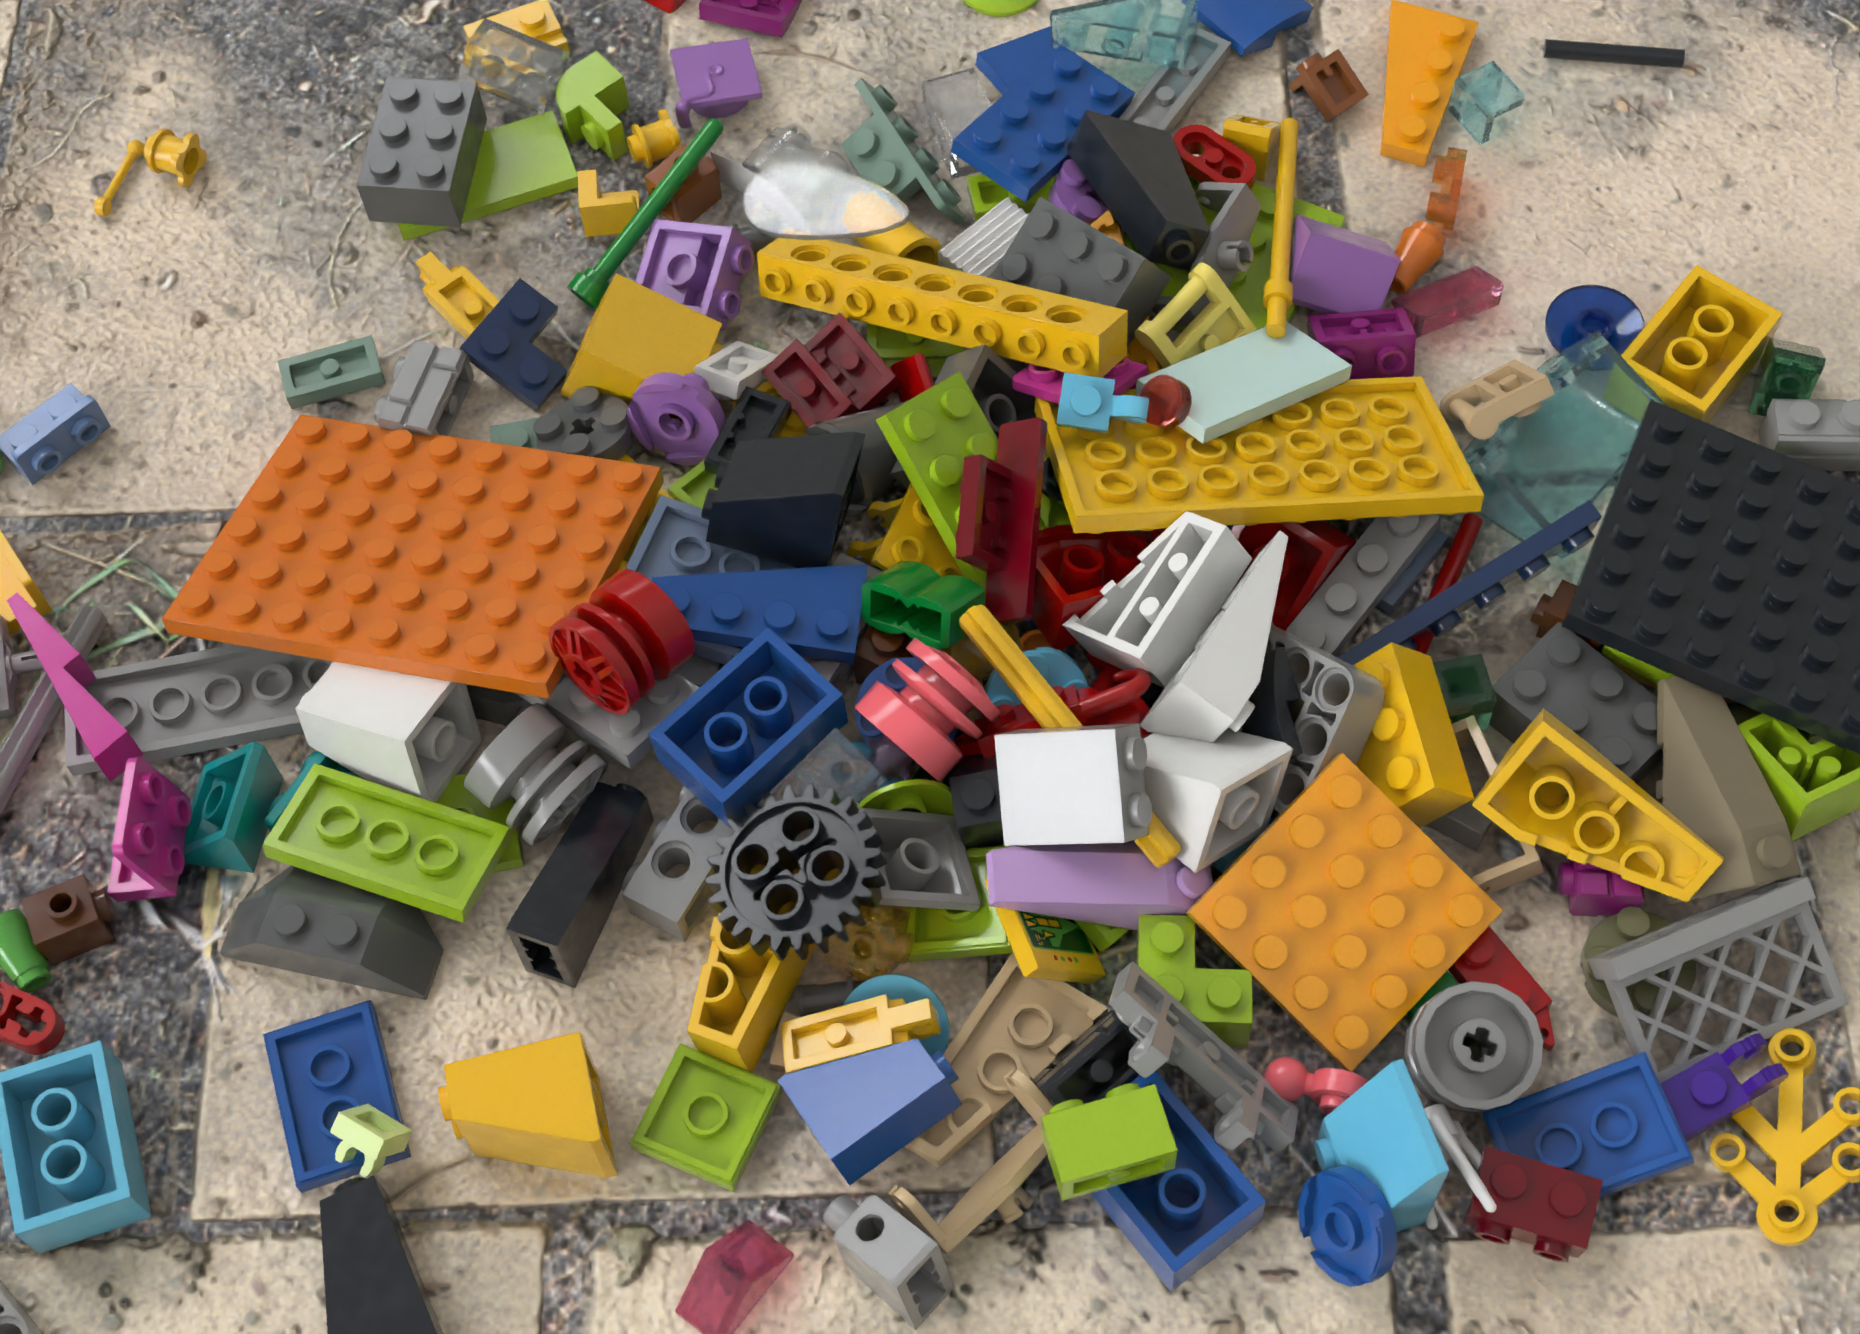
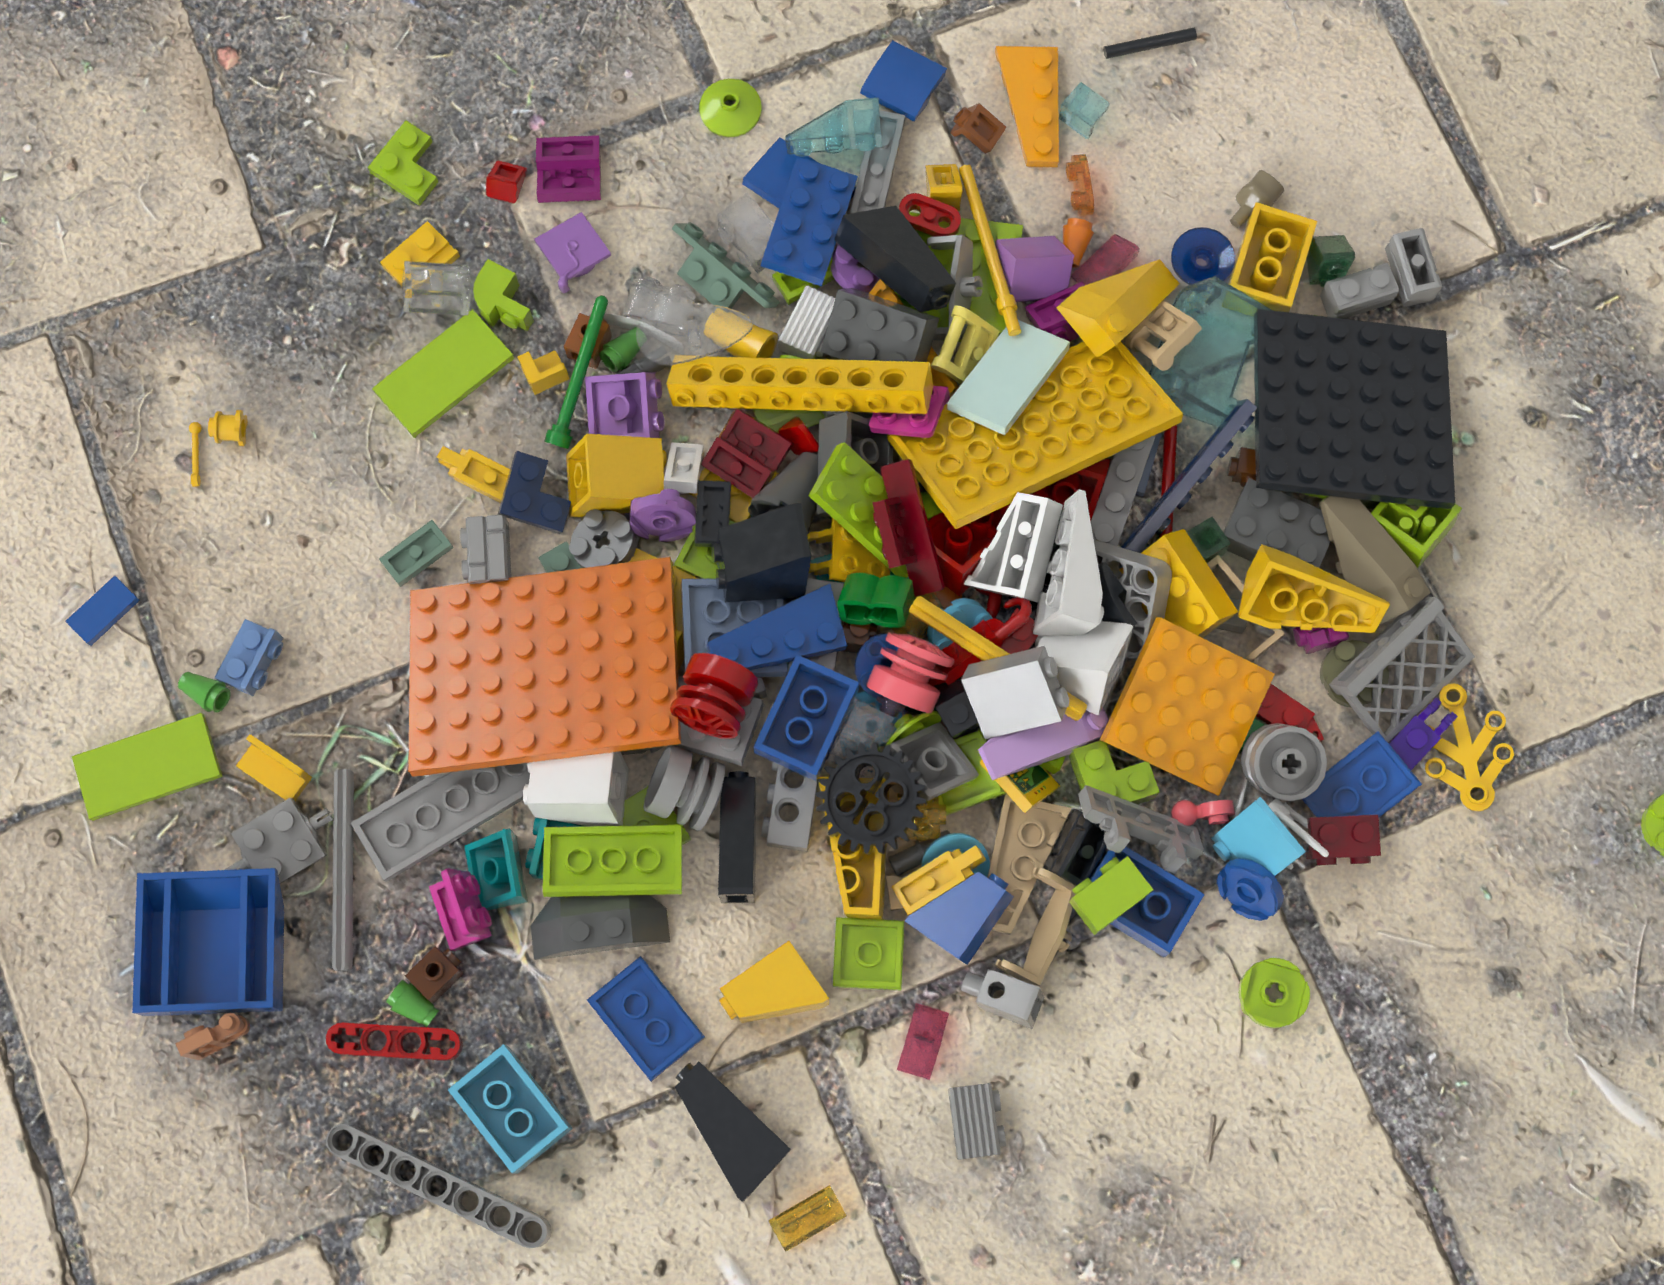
camera: 25 degrees left, 15 degrees up
(69, 673) = (357, 820): dark pink slope -> none
(370, 1133) = (684, 1037): yellowish green tile -> none
(422, 151) = (405, 375): dark grey brick -> none
(653, 140) = (554, 312): yellow brick -> none
(719, 208) = (620, 351): none -> bright green cone
(1090, 403) = (930, 434): medium azure plate -> none
(1168, 401) = (973, 416): clear red tile -> none
(1437, 343) = (1116, 305): none -> yellow wedge
(1718, 259) = (1261, 189): none -> dark tan piece

